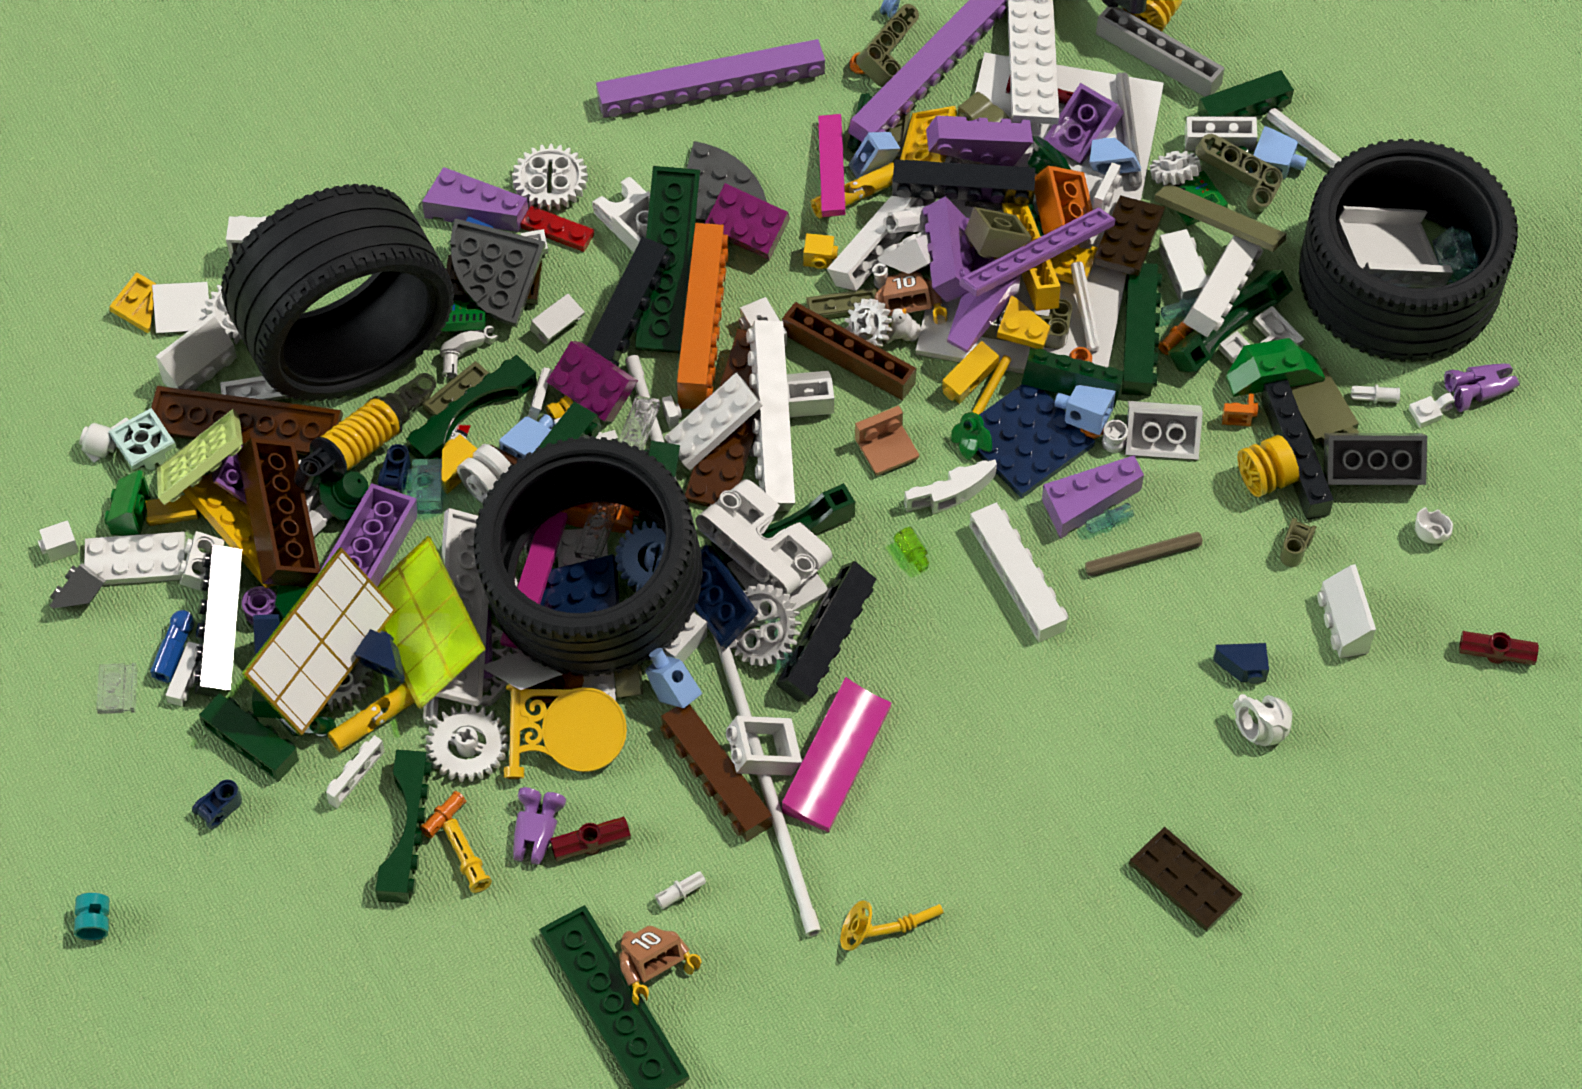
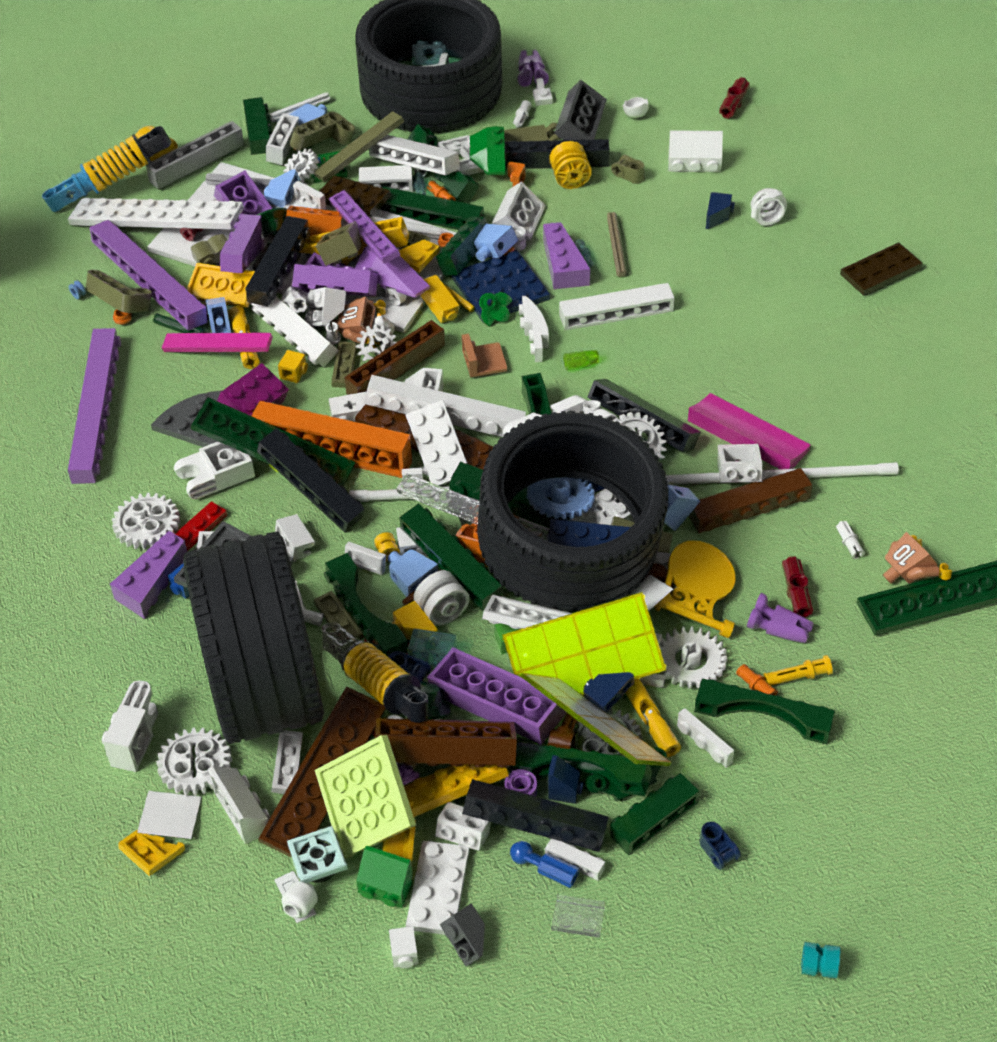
camera: 75 degrees left, 10 degrees down
(592, 381) = (371, 513): magenta brick -> none
(862, 928) = (899, 433): yellow dish -> none

